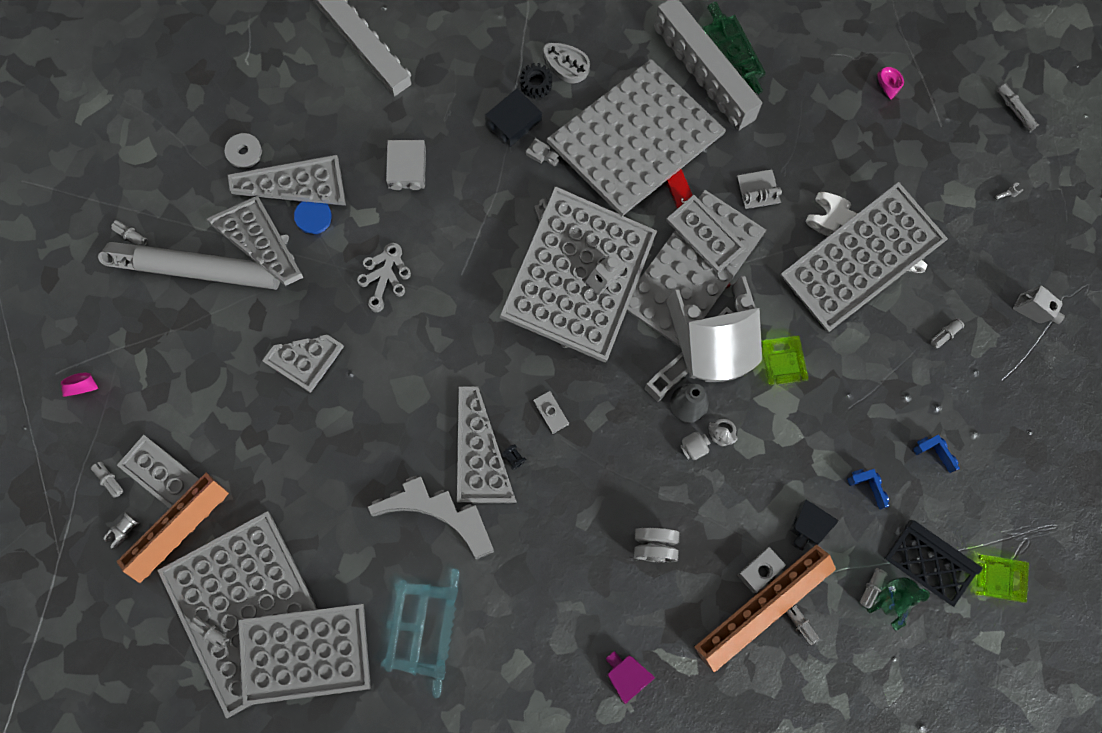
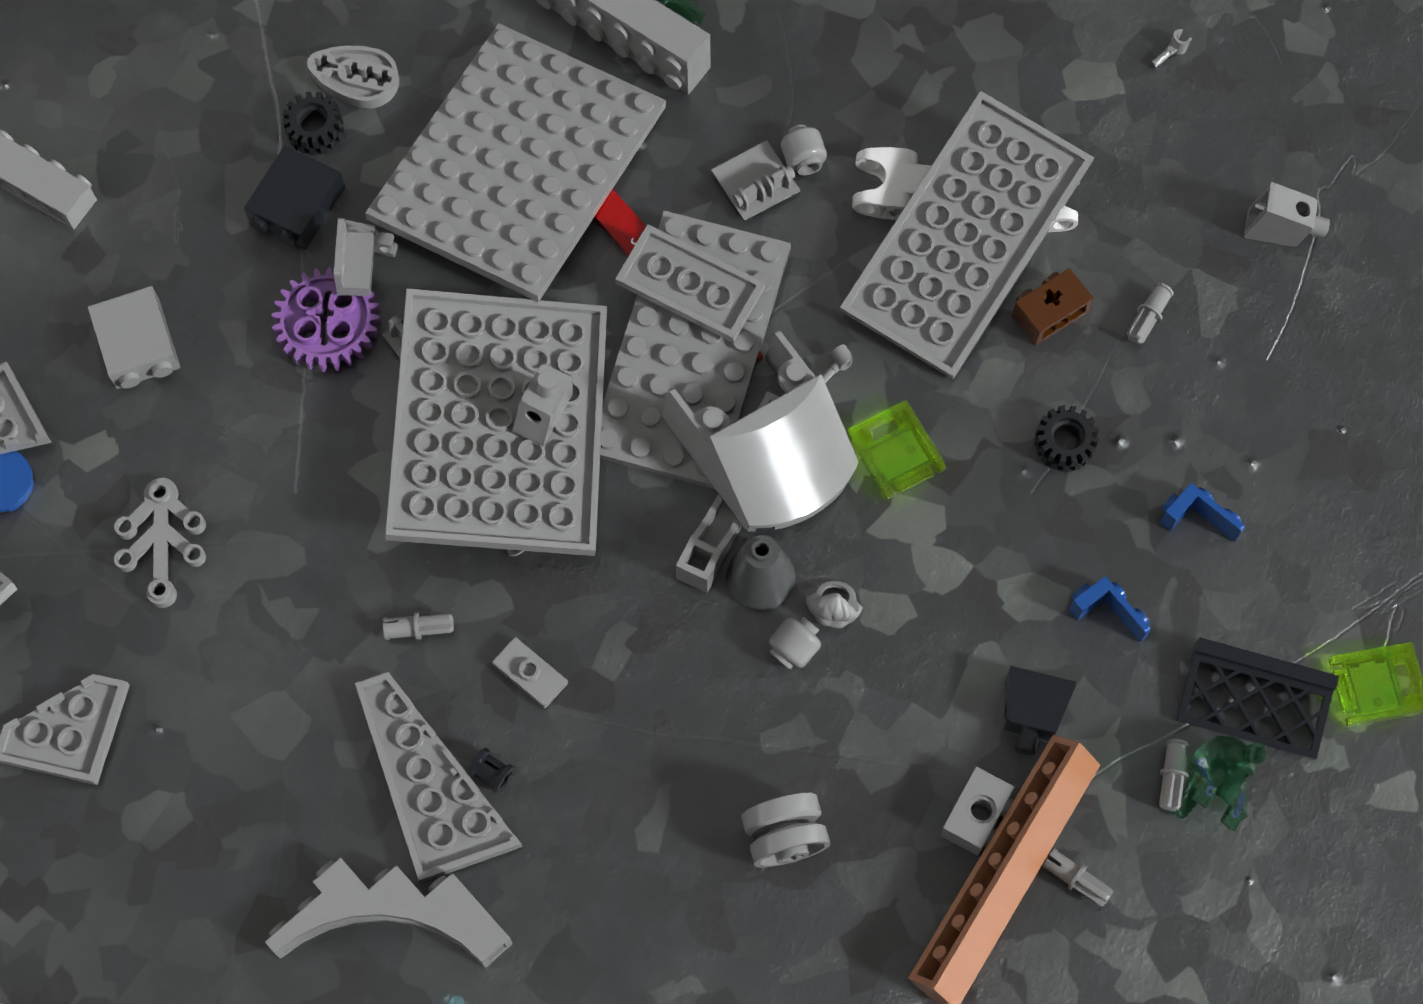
camera: 15 degrees left, 5 degrees down
(501, 367) = (417, 625): none -> light grey axle
(524, 193) = (296, 319): none -> medium lavender gear
(532, 162) = (353, 261): none -> light grey panel
(772, 302) = (842, 359): none -> light grey hand
(790, 181) = (804, 149): none -> light grey head
(867, 390) = (1066, 457): none -> black tyre
(895, 311) = (1044, 320): none -> reddish brown brick

